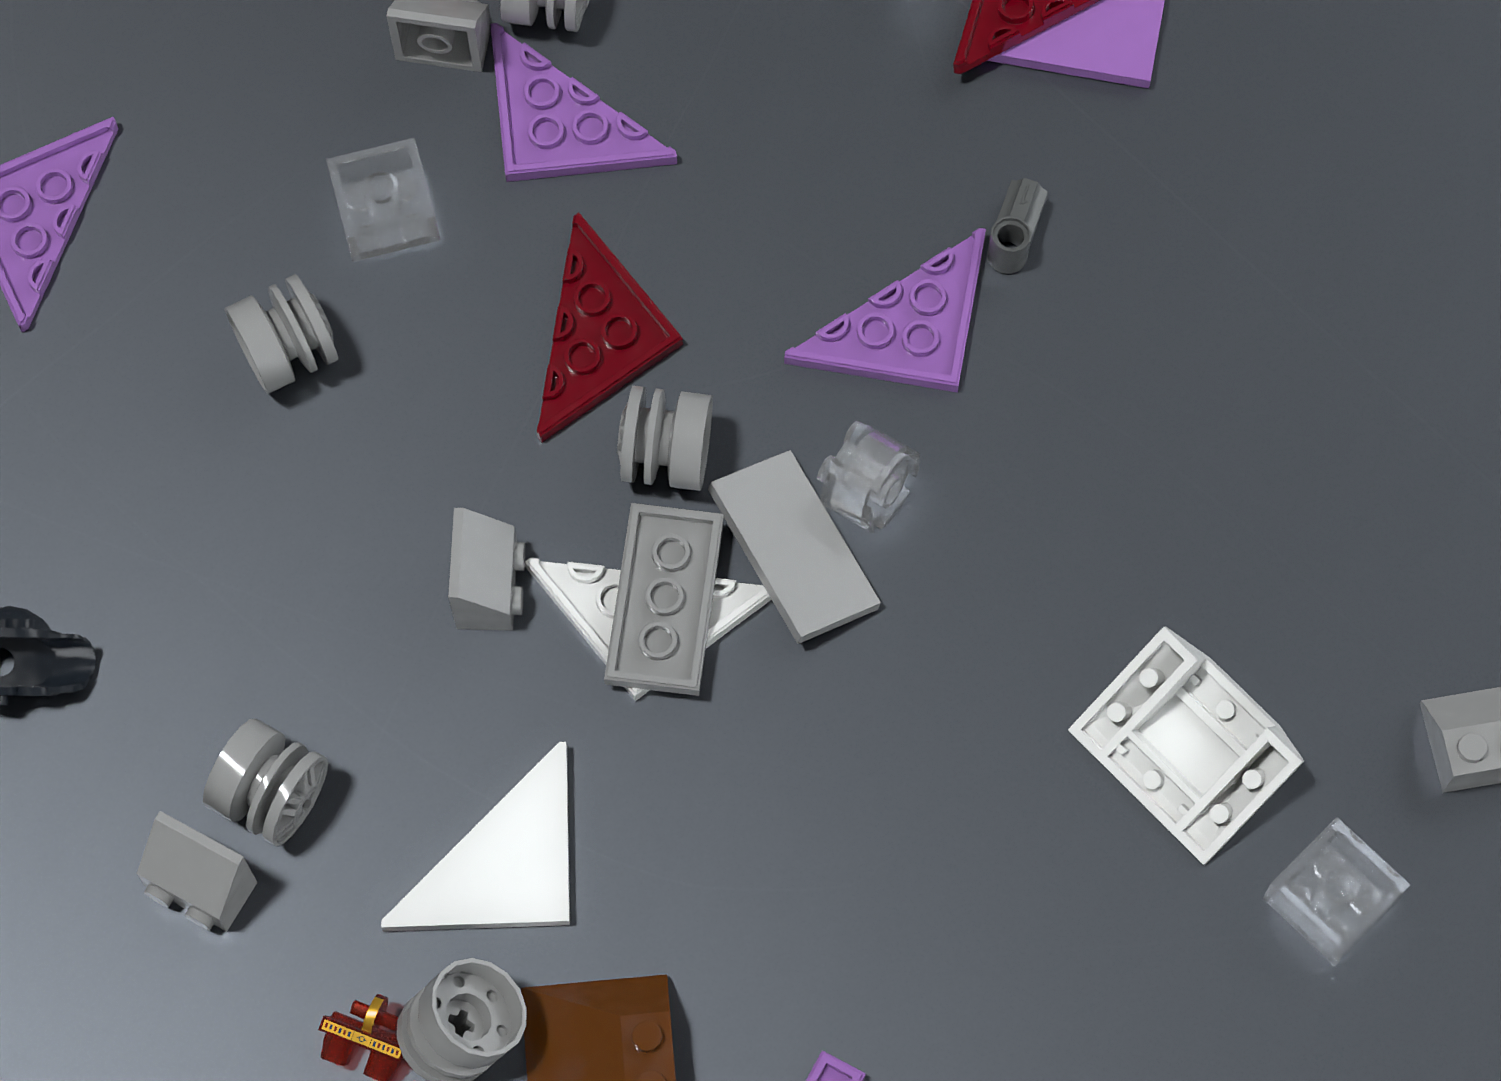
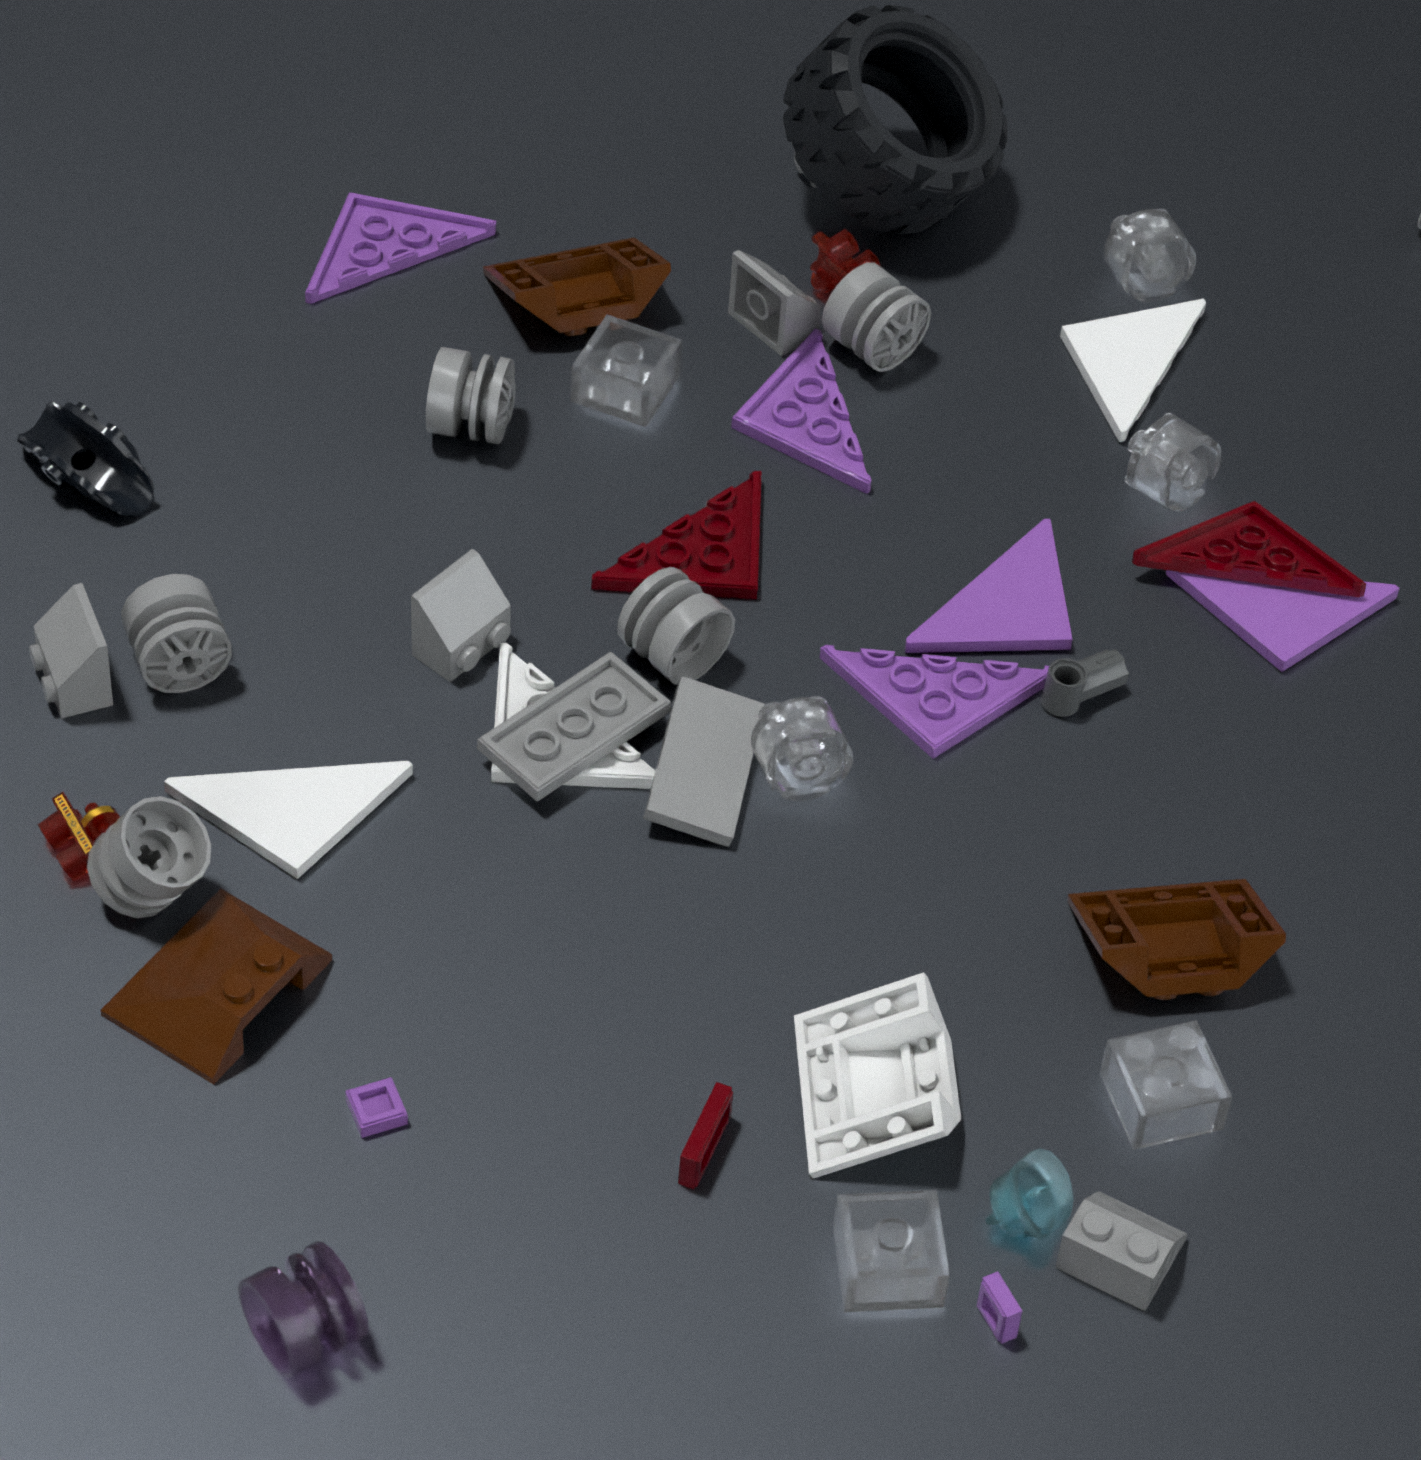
camera: 35 degrees right, 20 degrees down
(253, 128) = (584, 283): none -> reddish brown slope
(892, 191) = (1006, 607): none -> medium lavender tile
(1107, 900) = (705, 1136): none -> dark red tile
(1291, 413) = (1181, 935): none -> reddish brown slope
(1389, 755) = (1031, 1196): none -> clear light blue piece
(1398, 567) = (1165, 1084): none -> clear brick
(1446, 870) = (999, 1307): none -> medium lavender tile

